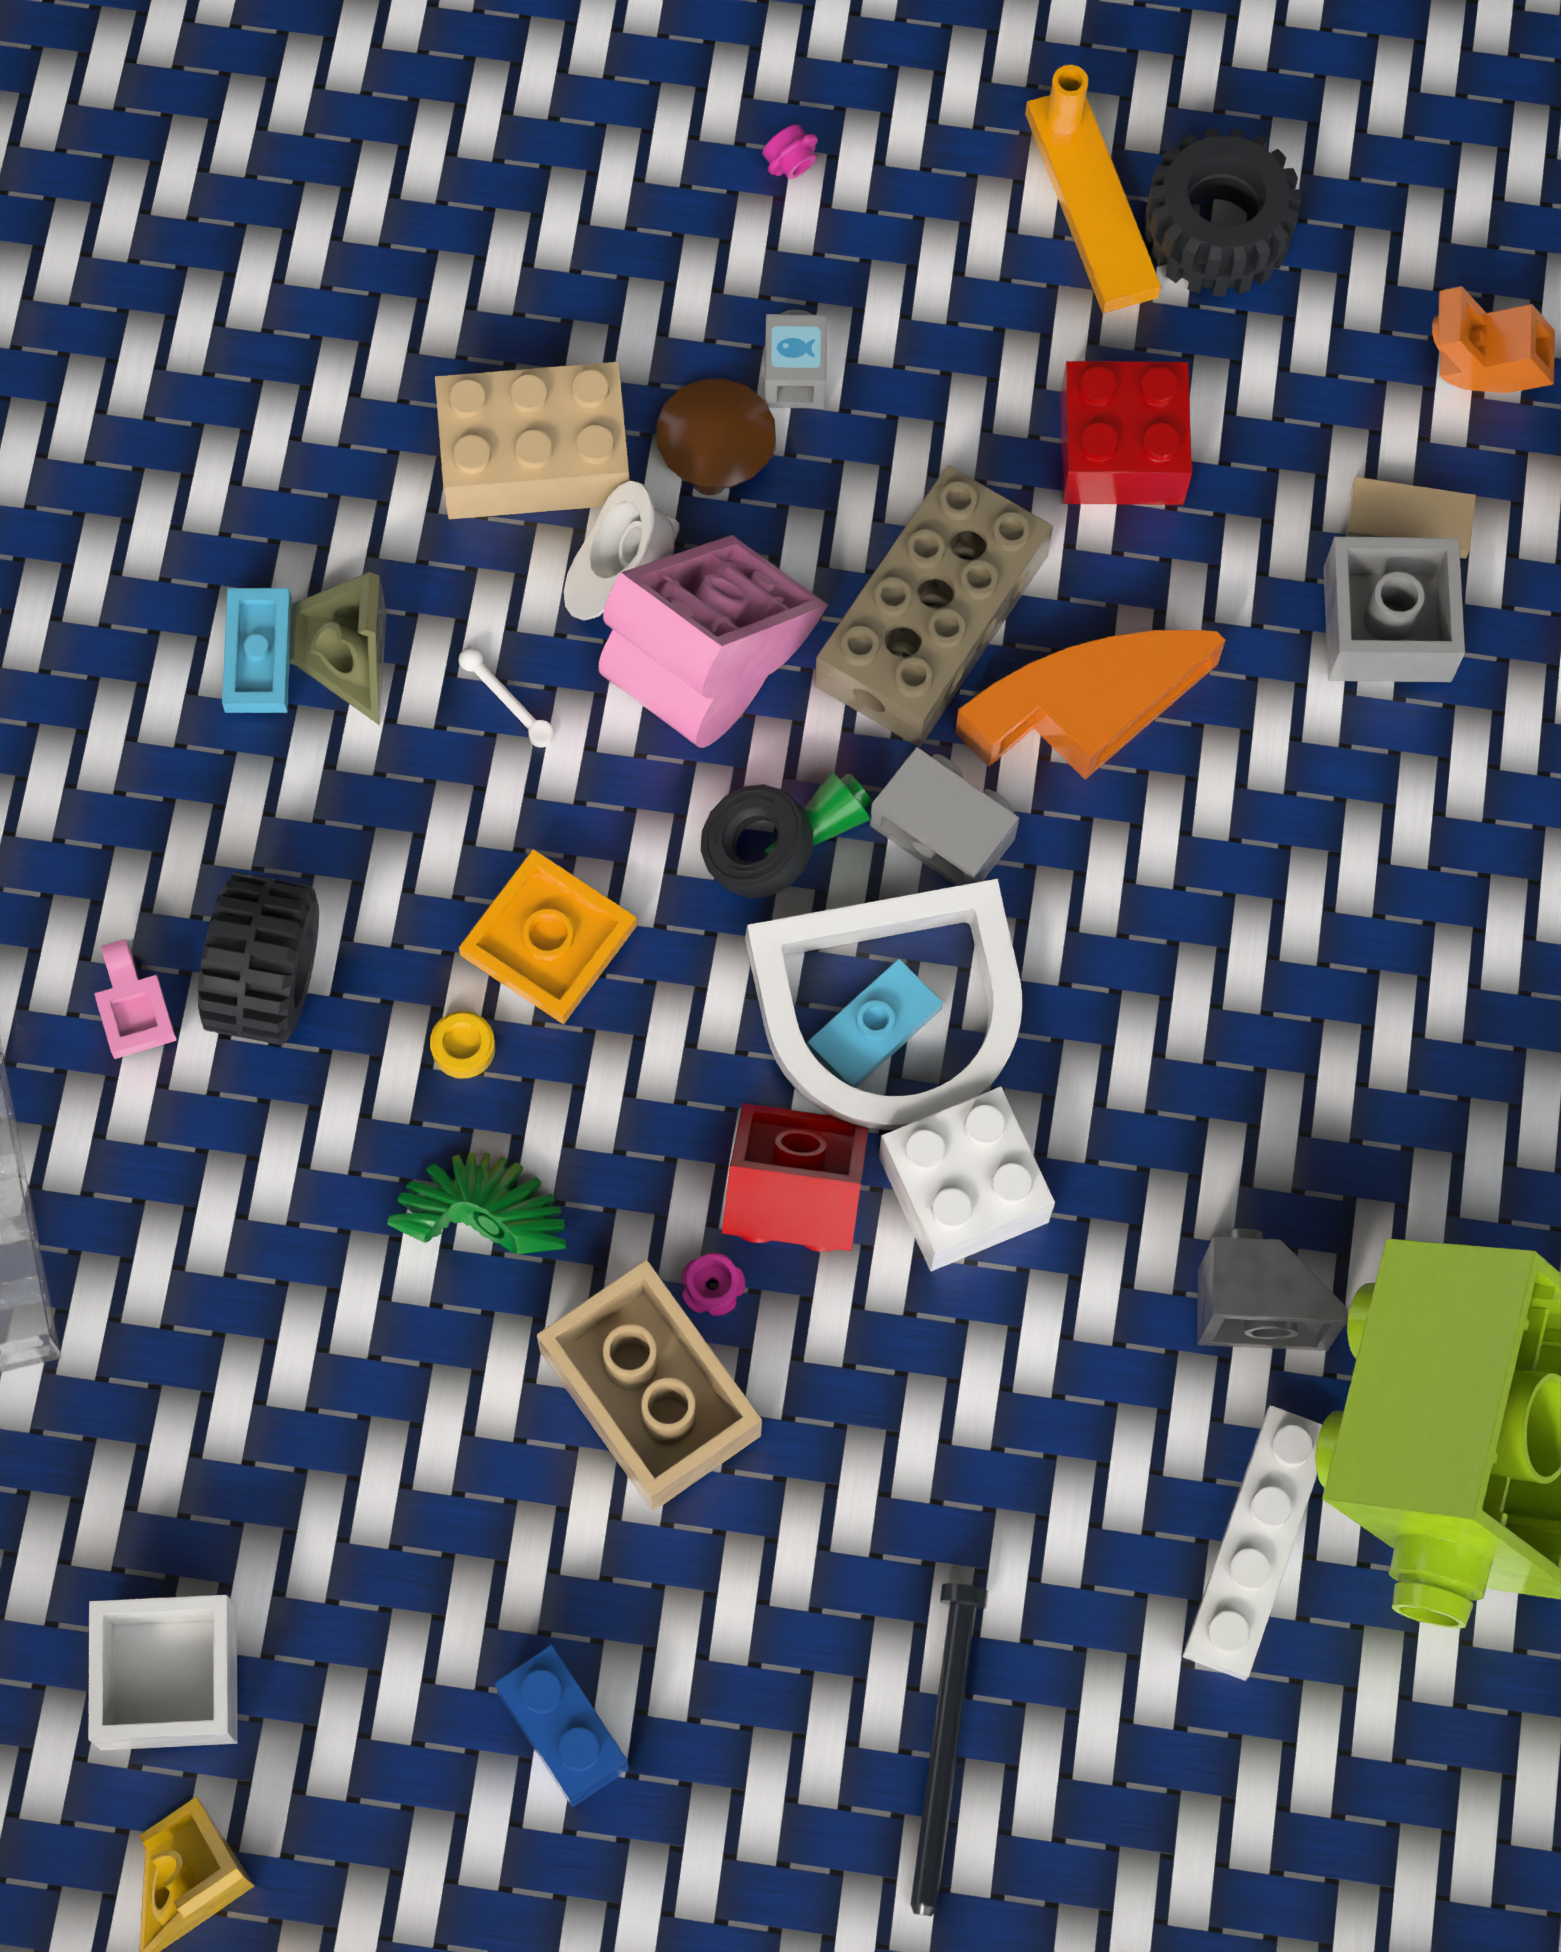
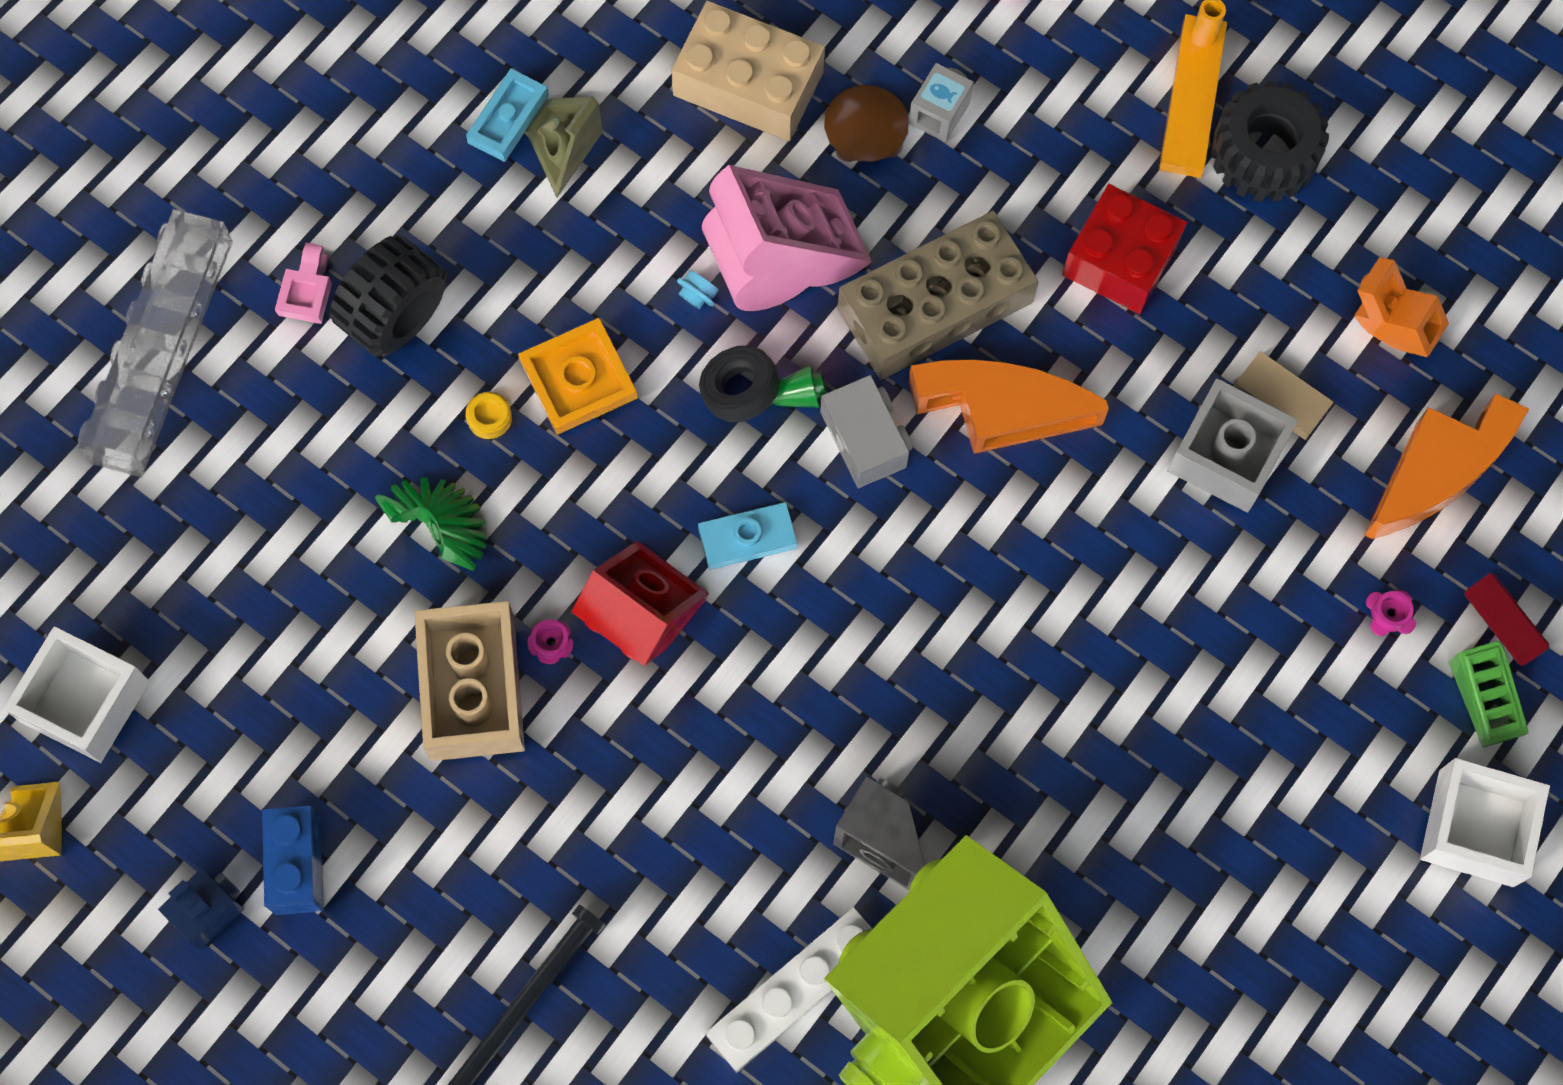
camera: 30 degrees right, 0 degrees up
(483, 1846) = (202, 907): none -> dark blue brick
(539, 731) = (650, 250): white hinge -> none
(623, 538) = (773, 154): white piece -> none
(631, 751) = (697, 290): none -> medium azure plate
(773, 939) = (713, 450): white window -> none
(966, 1178) = (743, 659): white piece -> none

